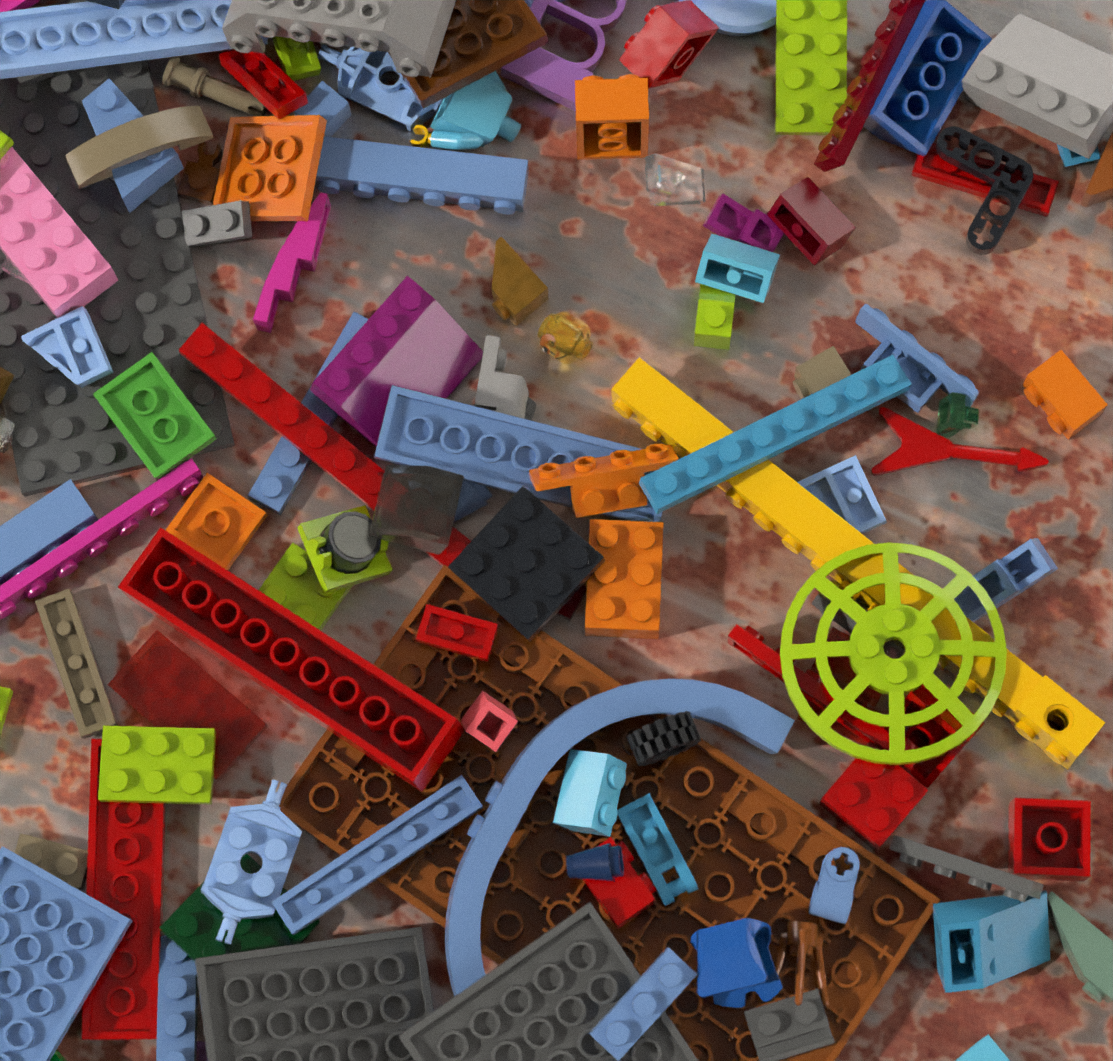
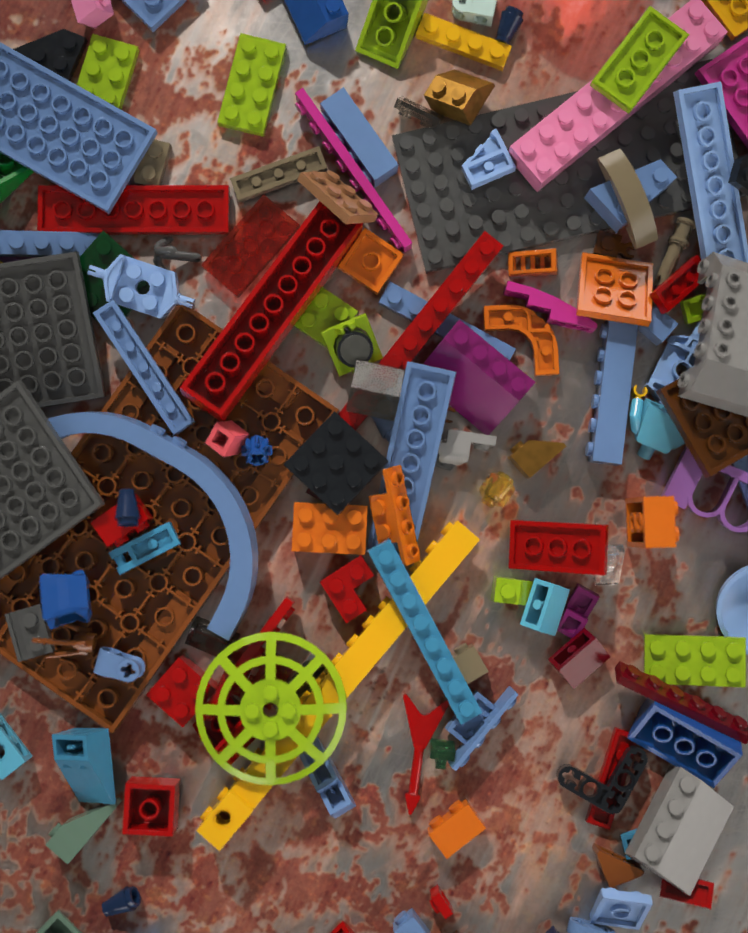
camera: 85 degrees right, 10 degrees up
(119, 565) = (338, 197): none -> medium nougat plate
(154, 416) = (440, 217): bright green plate -> none
(157, 765) = (209, 226): lime plate -> none
(196, 833) = (170, 252): none -> dark grey piece
(217, 223) = (576, 256): plate -> none
(217, 258) = (532, 254): none -> orange slope
(323, 286) = (533, 328): none -> orange plate
(457, 632) = (289, 417): red plate -> none
(507, 679) = (256, 450): none -> blue gear
(590, 792) = (179, 505): medium azure brick -> none
(643, 1004) = (37, 538): medium blue plate -> none
(649, 247) = (558, 547): none -> red plate
(664, 738) = (213, 553): black tyre -> none
(668, 42) = (707, 561): brick -> none
(711, 560) = (342, 584): none -> red brick
(796, 761) = (206, 640): none -> clear smoke slope
(847, 494) = (386, 676): light blue wing -> none
(980, 874) = (126, 760): dark grey plate -> none

